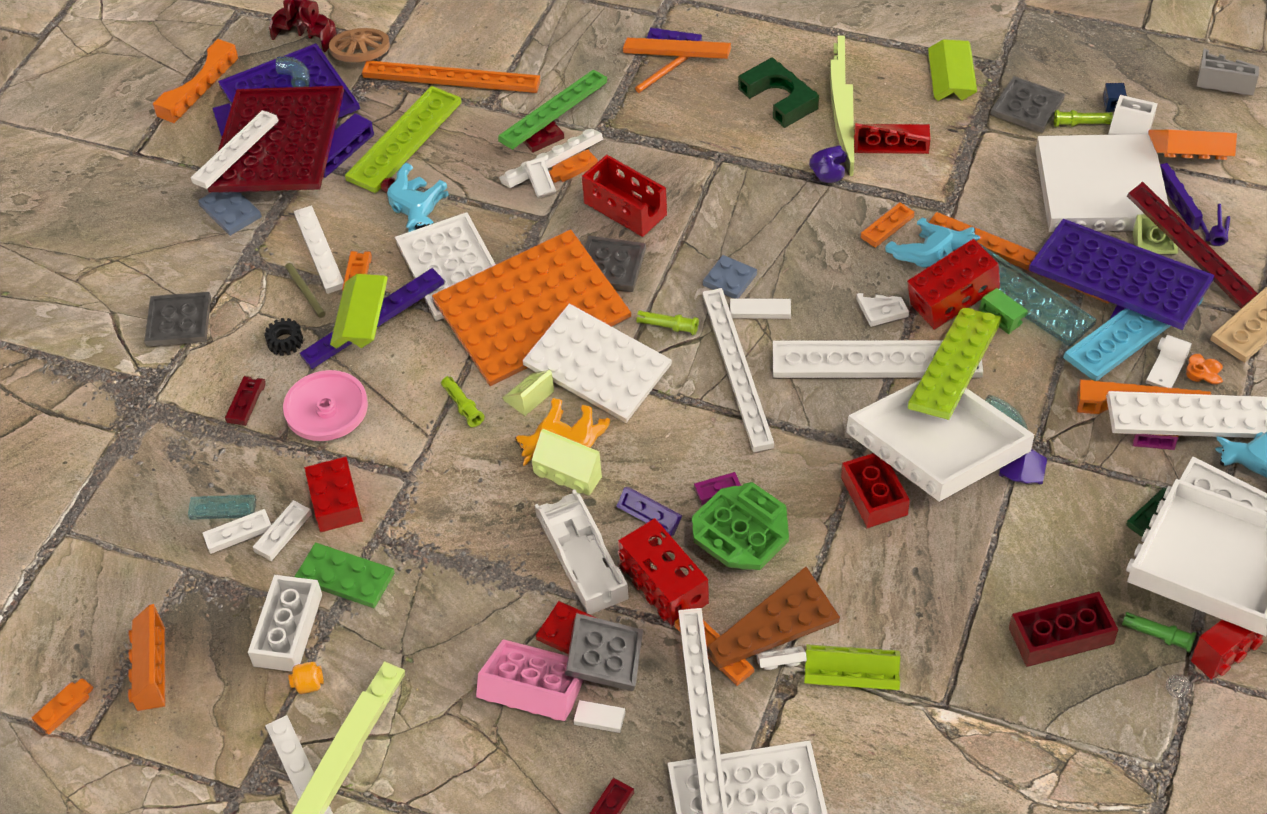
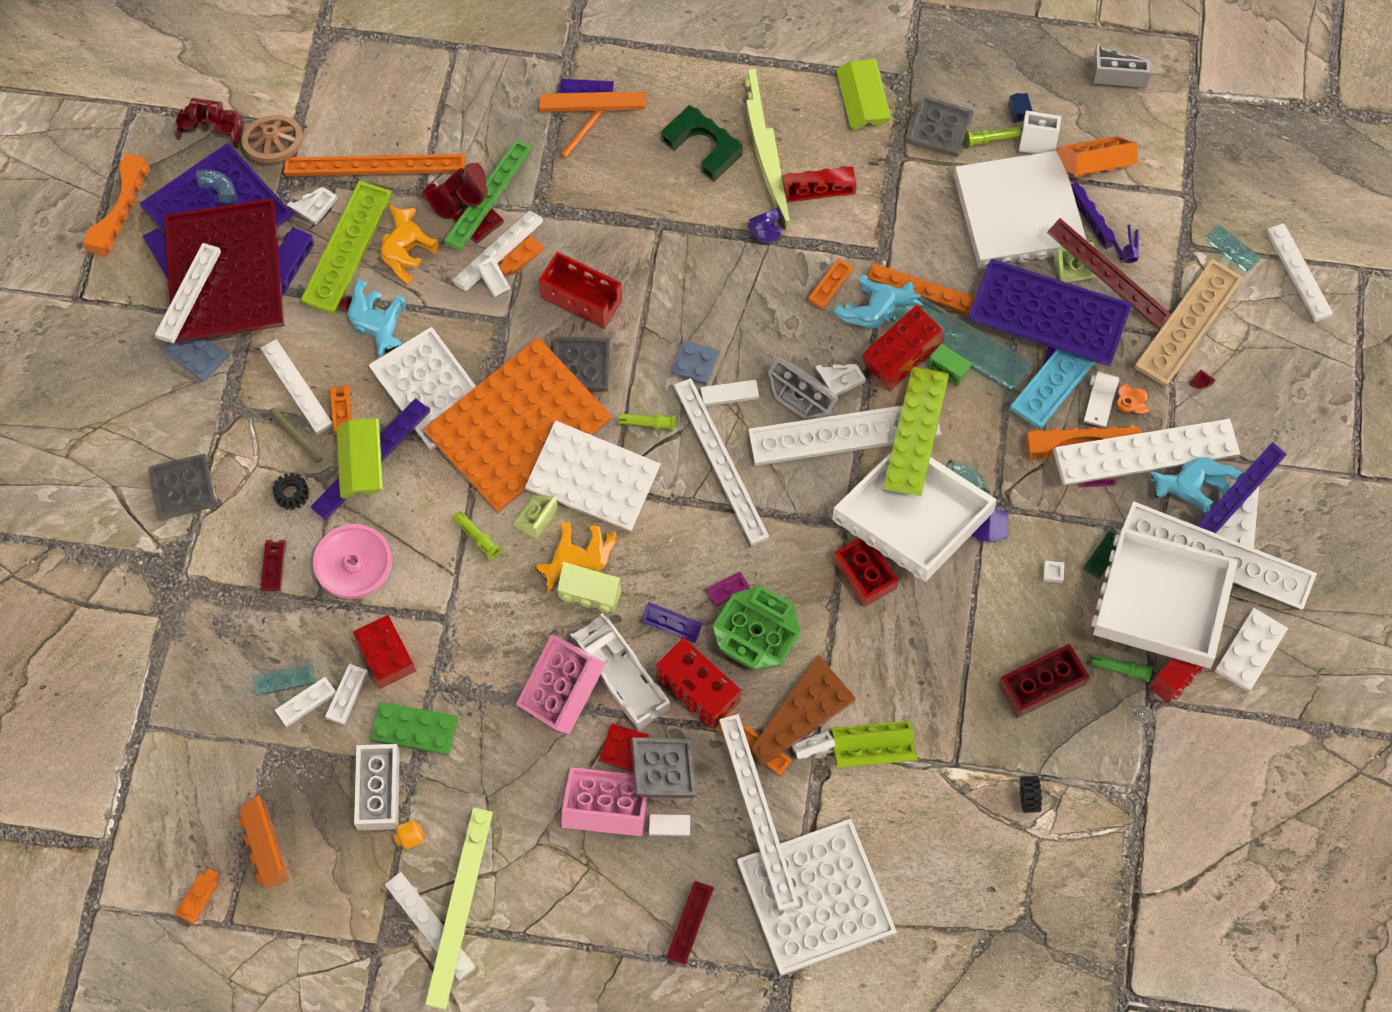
camera: 15 degrees left, 15 degrees up
(383, 101) = (314, 205): none -> white wing
(460, 137) = (402, 240): none -> light orange animal
(512, 550) = (560, 684): none -> bright pink slope
(533, 97) = (463, 185): none -> dark red piece
(834, 312) = (800, 390): none -> light grey wedge
(1029, 746) = (1030, 794): none -> black tyre
(1091, 522) = (1053, 572): none -> white plate

